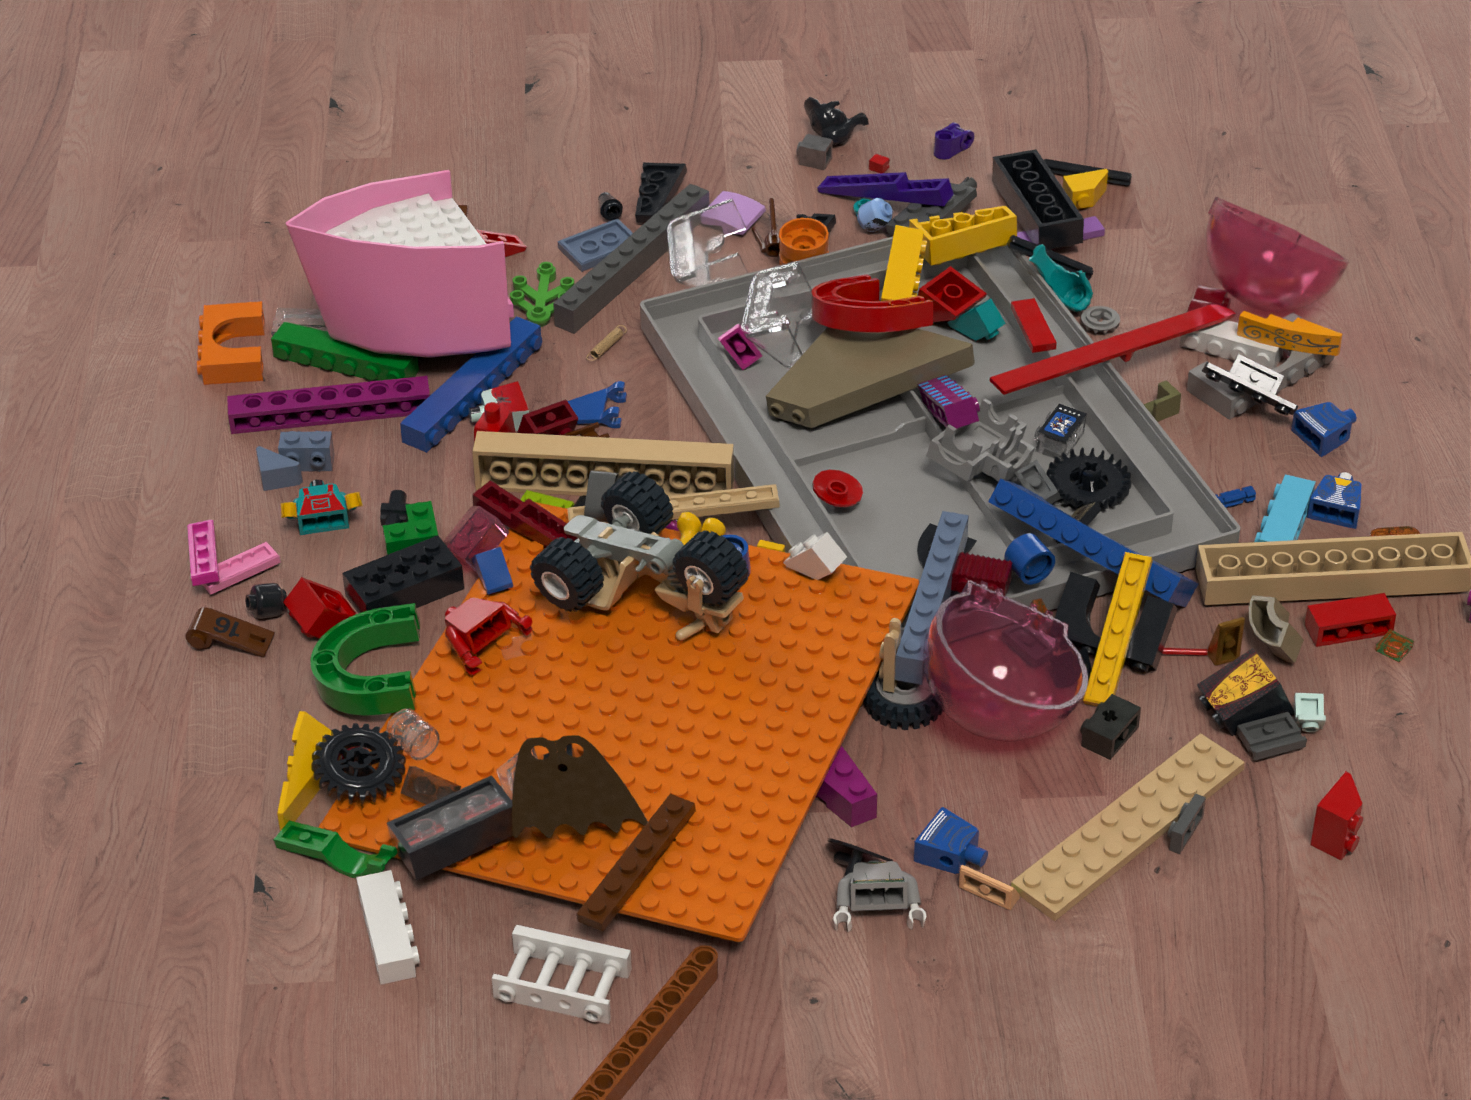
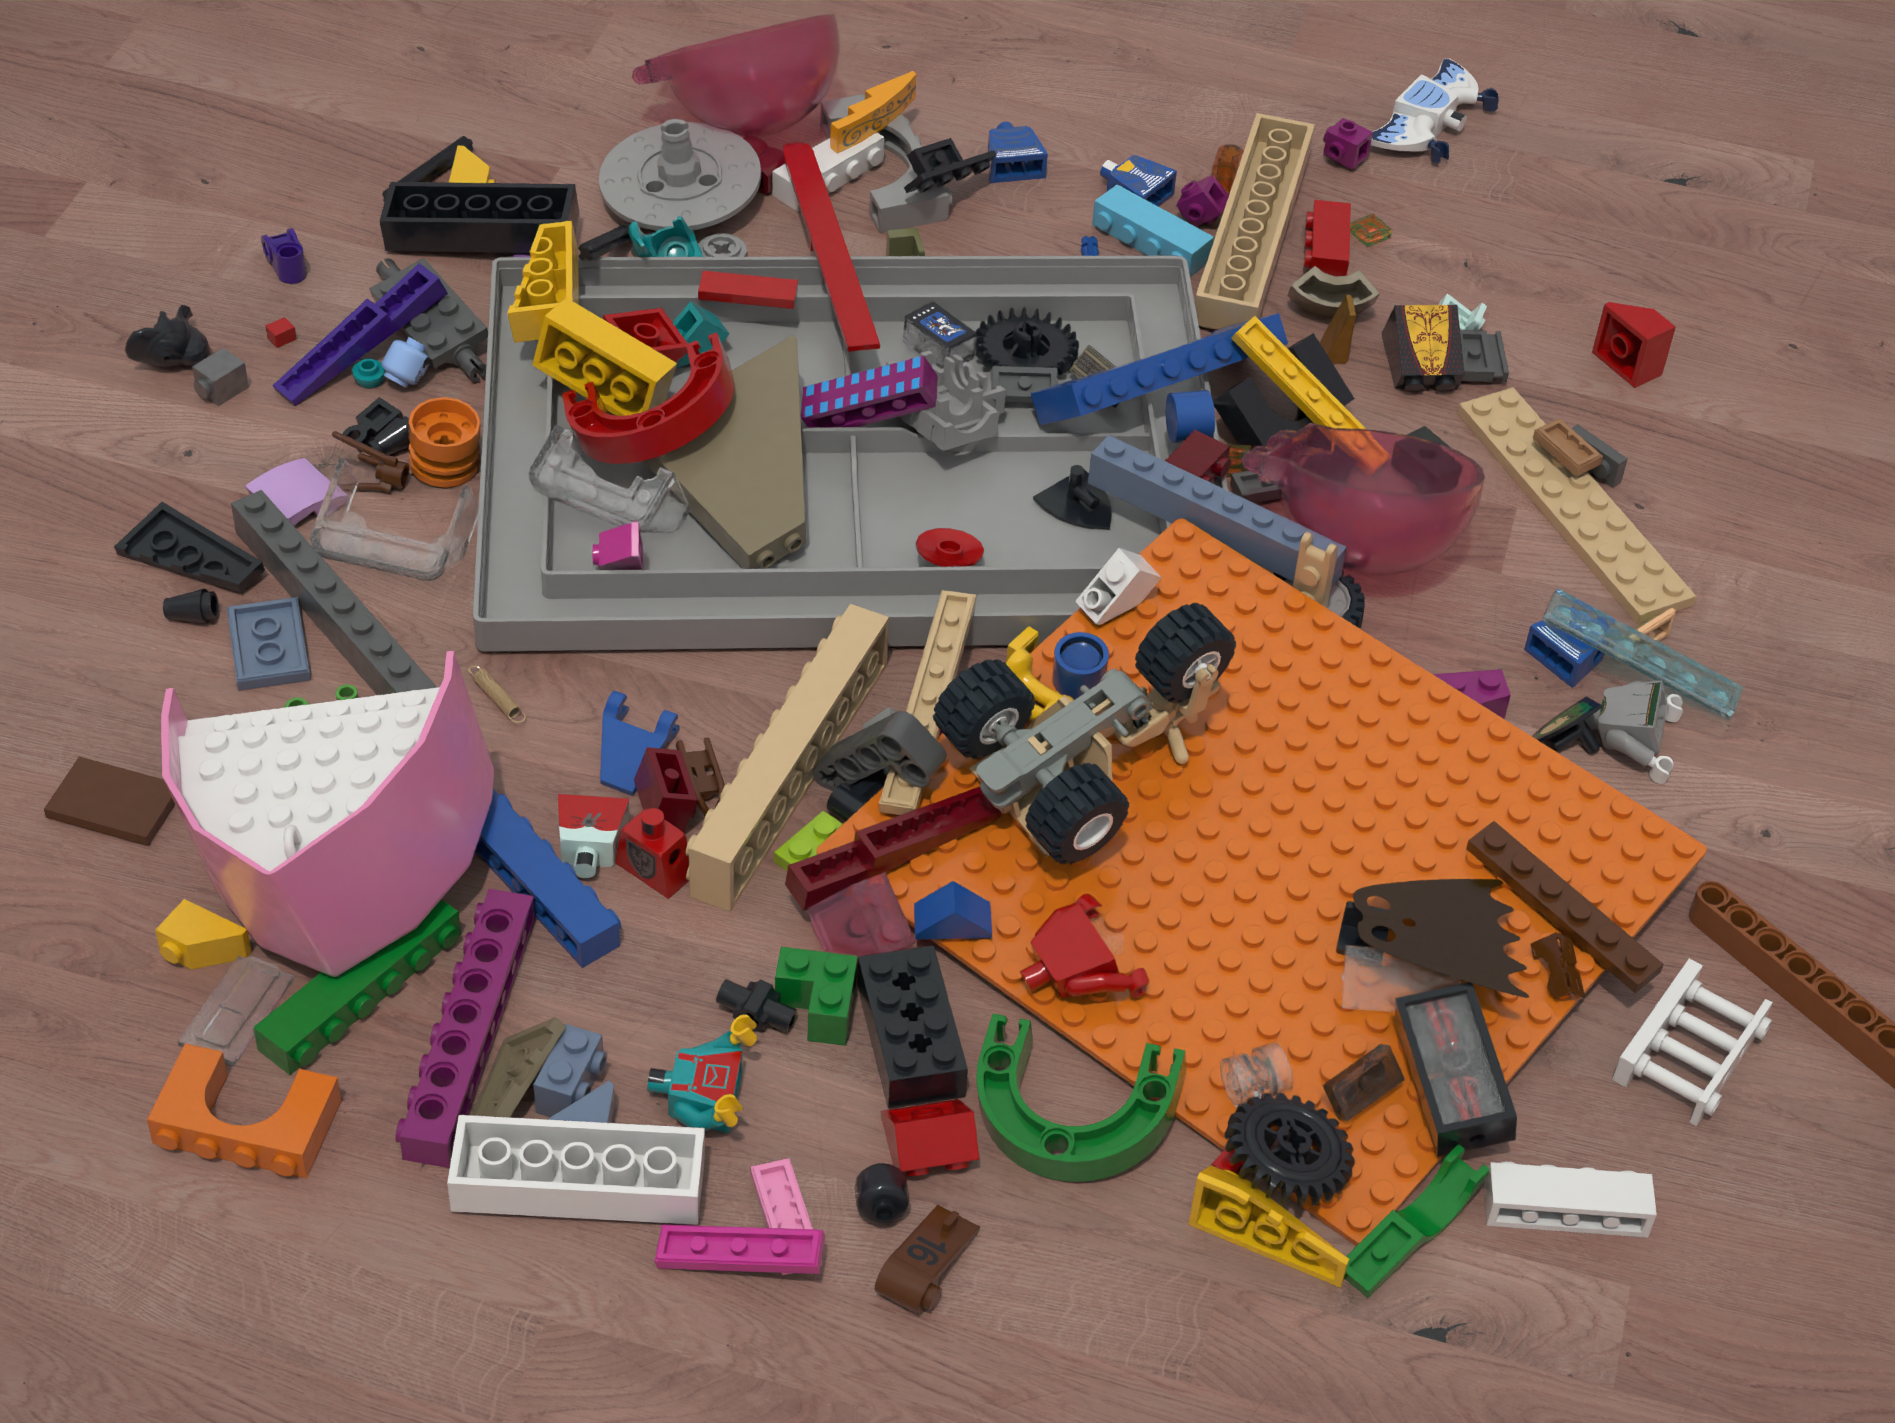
camera: 75 degrees left, 5 degrees up
(233, 472) = (577, 1169): none -> white brick
(265, 433) = (516, 1067): none -> dark tan wing
(585, 871) = (1550, 952): none -> reddish brown piece
(945, 876) = (1642, 653): none -> clear light blue plate
(1152, 271) = (680, 172): none -> light grey piece
(1172, 795) = (1567, 447): none -> medium nougat plate
(1339, 524) = (1202, 201): none -> magenta brick

